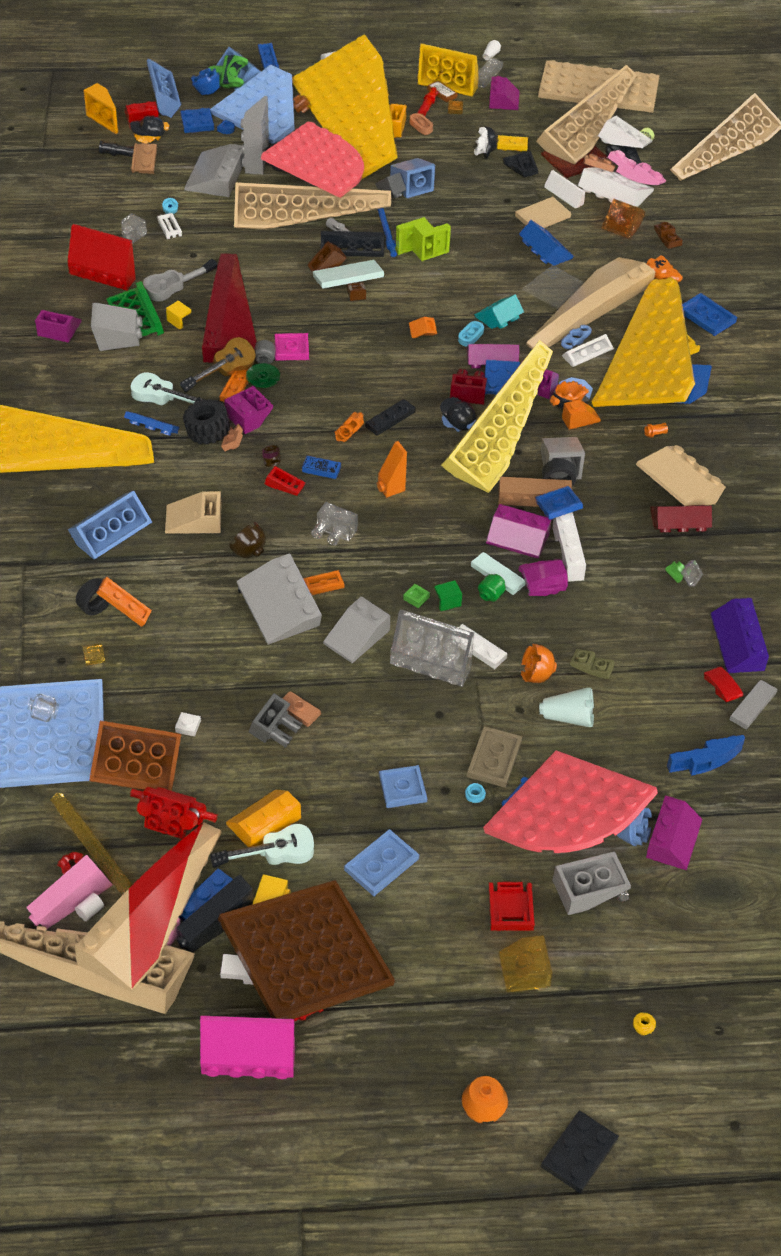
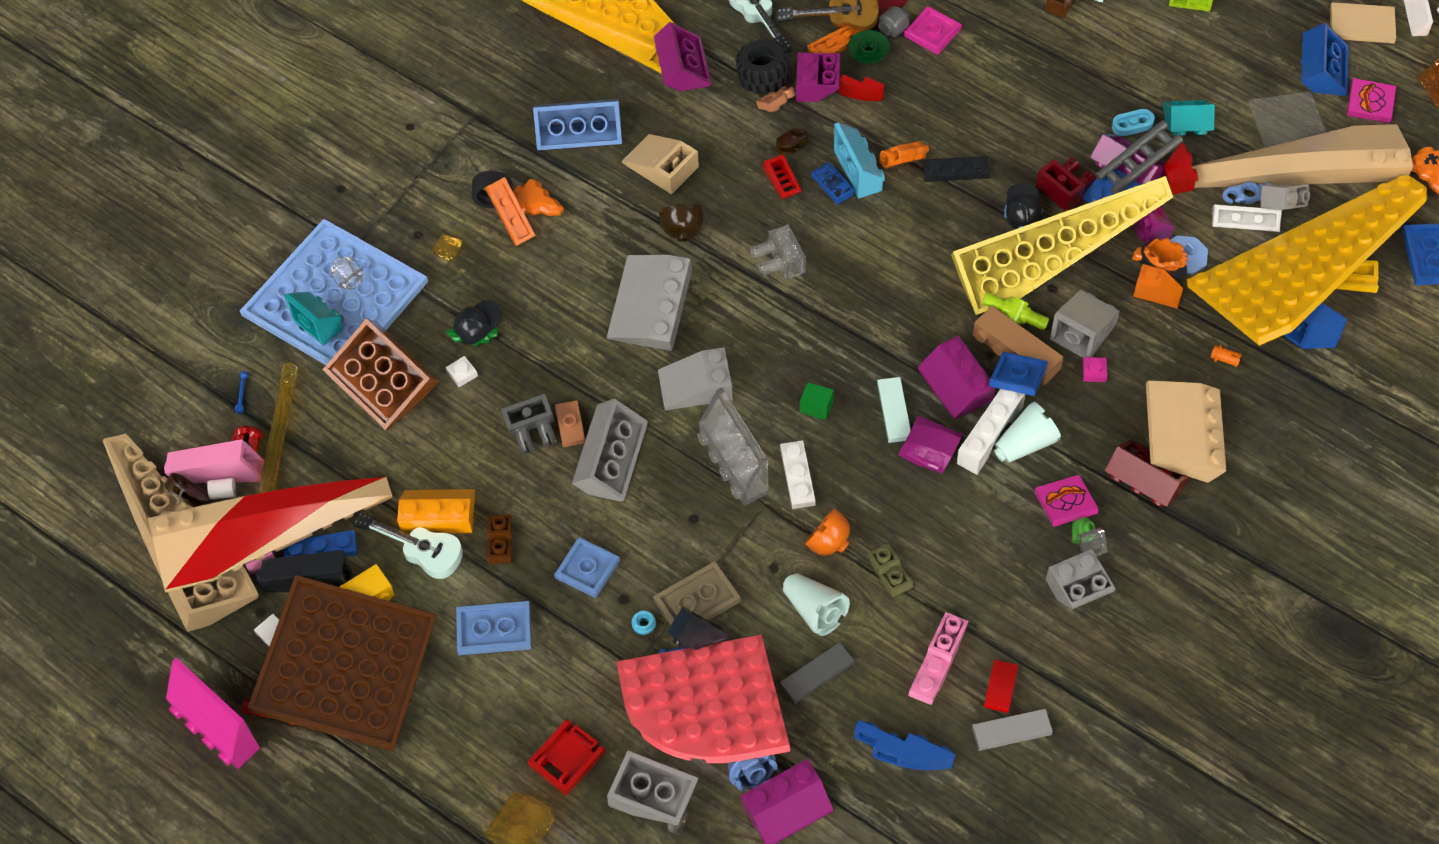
camera: 45 degrees right, 10 degrees up
(43, 849) = (239, 409): none -> blue hinge
(49, 750) = (314, 316): none -> teal slope
(66, 923) = (186, 490): none -> dark brown piece
(134, 586) = (536, 200): none -> orange rock
(146, 445) = (681, 58): none -> magenta slope
(151, 423) = (715, 36): blue plate -> none
(170, 811) = (362, 446): red piece -> none
(171, 685) = (476, 323): none -> black hair
(284, 403) = (867, 90): none -> red slope
(325, 583) = (716, 312): orange tile -> none
(325, 808) = (499, 539): none -> reddish brown slope
(326, 444) = (857, 161): none -> medium azure slope
(345, 706) = (610, 451): none -> light grey slope
(393, 472) = (883, 234): orange slope -> none
(416, 595) = (787, 381): bright green plate -> none
(422, 327) = (1086, 86): orange panel -> none
(491, 587) = (867, 421): green head -> none
(495, 349) = (1140, 144): none -> dark grey bar
(514, 470) = (1016, 310): none -> lime pin
(517, 771) = (695, 631): none -> black slope
(525, 341) = (1179, 171): none -> red slope
(559, 465) = (1059, 339): black tyre -> none
(590, 480) = (1094, 369): none -> dark pink plate
(591, 252) = (1371, 100): none -> dark pink tile
(595, 533) = (1027, 434): none -> light aqua cone
(600, 325) = (1284, 196): none -> light grey slope
(612, 747) = (817, 673): none -> dark grey tile
(652, 560) = (1066, 500): none -> dark pink tile
(673, 692) = (938, 658): none -> bright pink slope
(708, 597) = (1079, 580): none -> light grey slope
(740, 636) = (1071, 648): dark purple slope -> none

